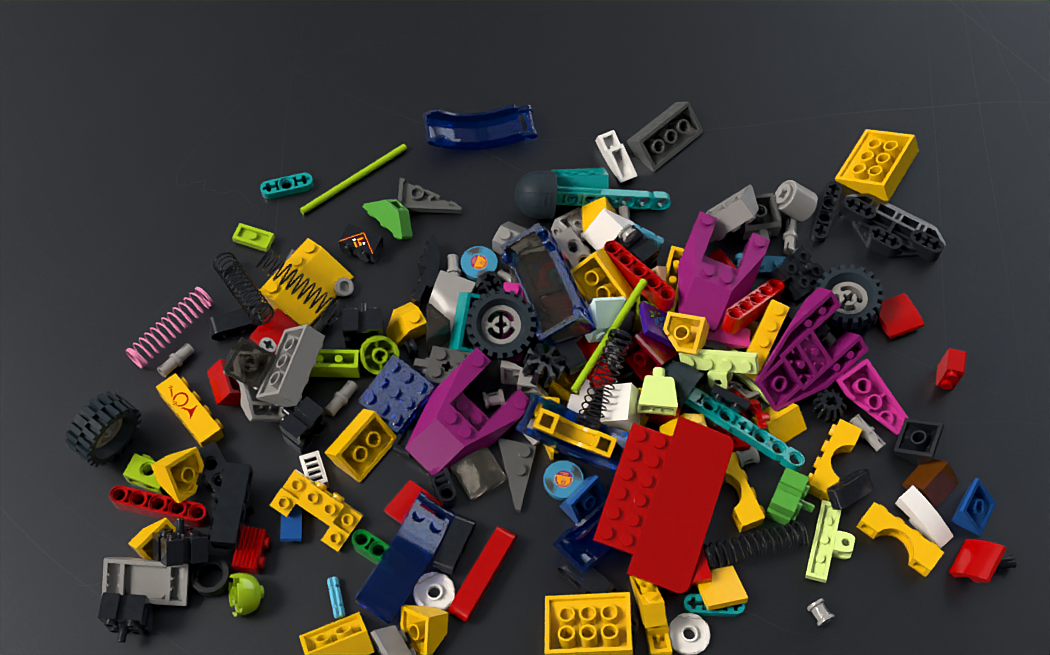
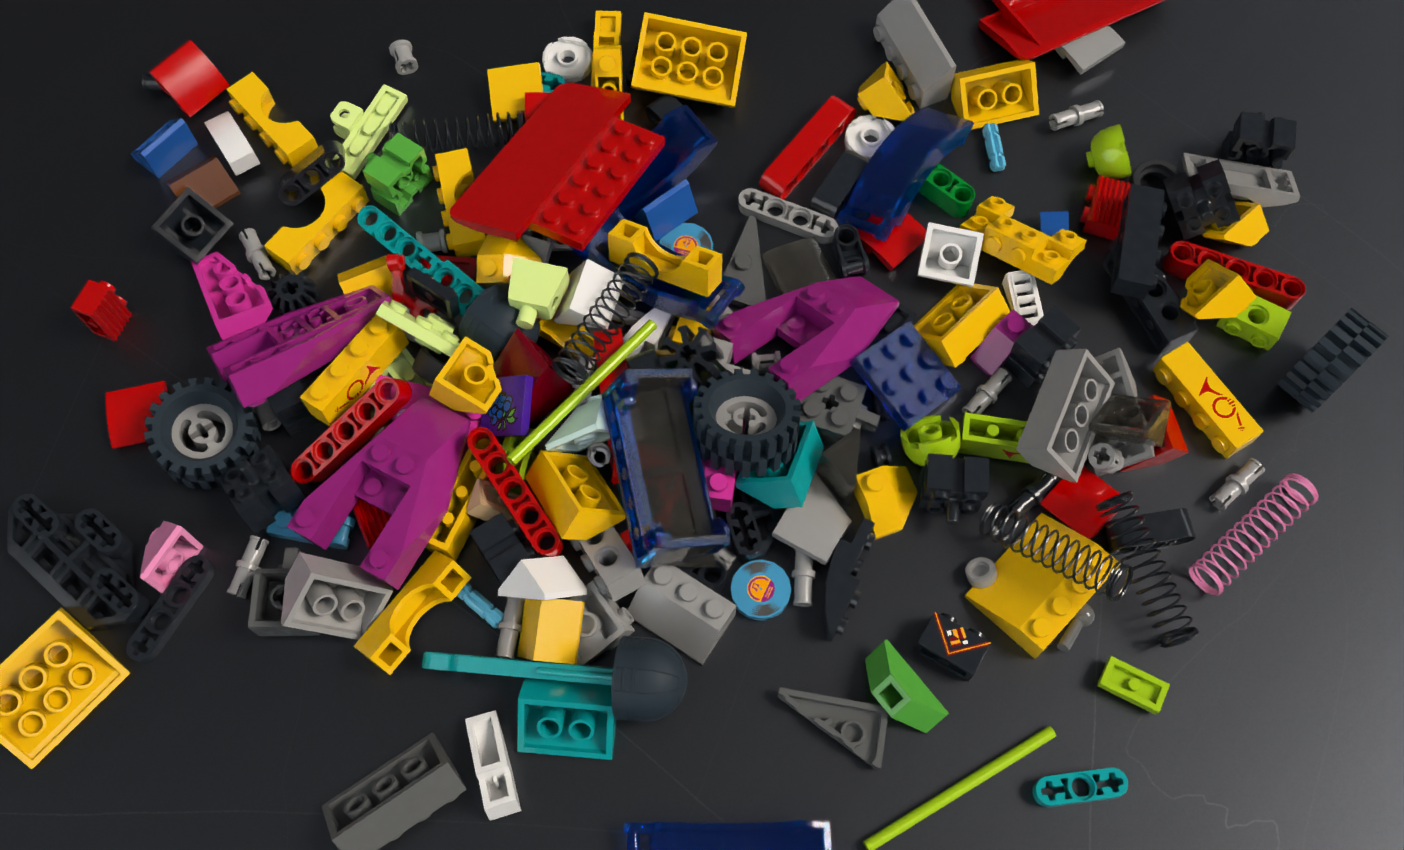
camera: 170 degrees left, 5 degrees up
(269, 634) = (1076, 115): none -> light grey pin
(327, 433) = (999, 342): none -> magenta slope
(370, 485) = (950, 254): none -> white slope
(493, 512) = (785, 220): none -> light grey beam
(628, 233) = (514, 553): light grey bush -> none
(691, 202) = (389, 635): none -> yellow arch
(795, 200) = (215, 612): light grey piece -> none
(840, 233) = (166, 553): none -> bright pink slope

